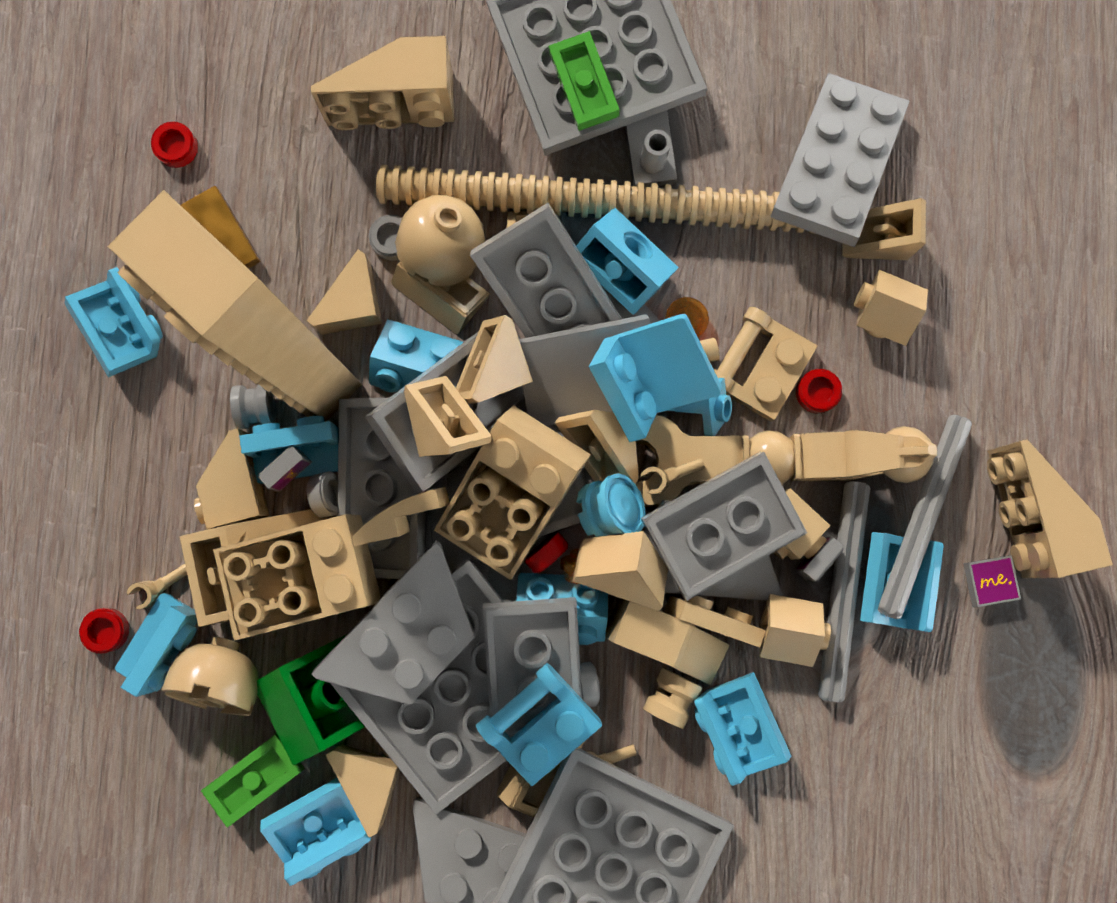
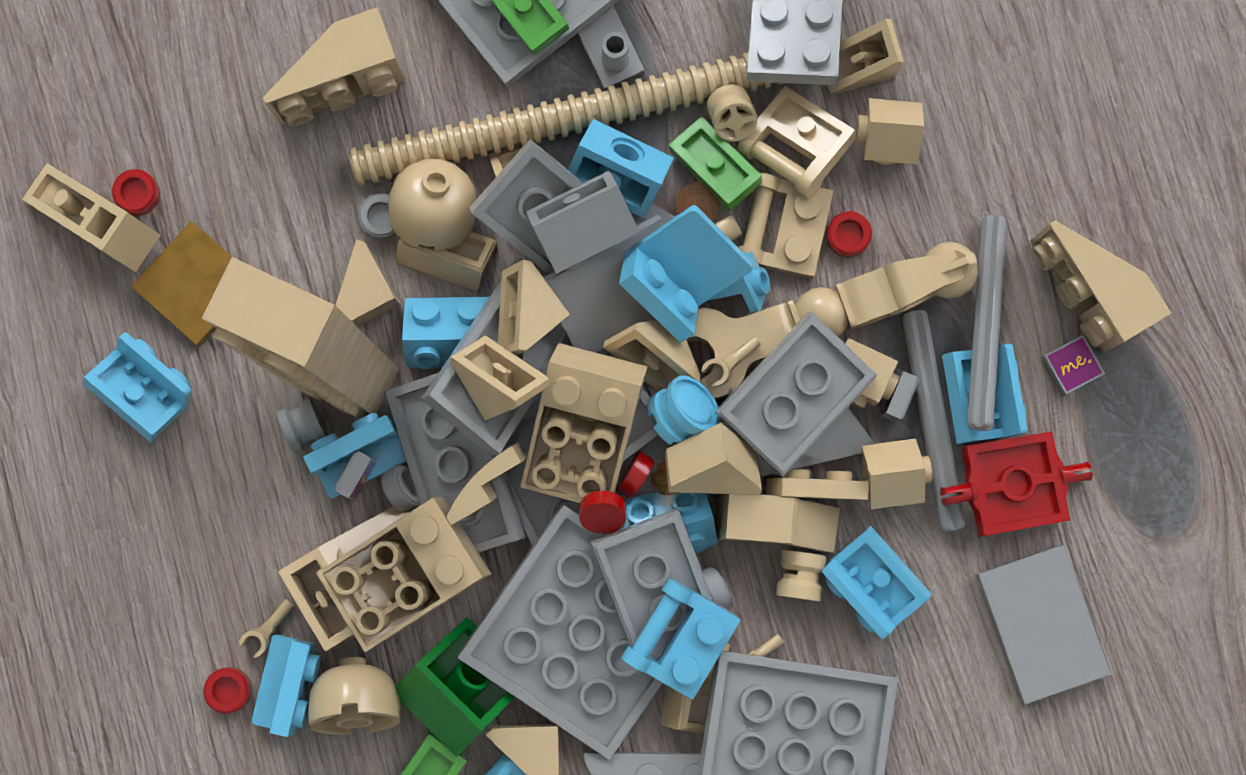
camera: 15 degrees left, 0 degrees up
(123, 152) = (91, 217): none -> tan slope
(229, 487) = (306, 510): tan slope -> none
(404, 635) = (525, 596): light grey wing -> none
(503, 579) = (602, 512): none -> red tile
(573, 298) = (583, 223): none -> light grey brick
(715, 285) = (715, 164): none -> bright green plate
(754, 250) = (742, 115): none -> tan wheel
(809, 279) = (806, 130): none -> tan plate
(888, 818) = (1043, 624): none -> light grey tile
(904, 677) = (1015, 483): none -> red plate

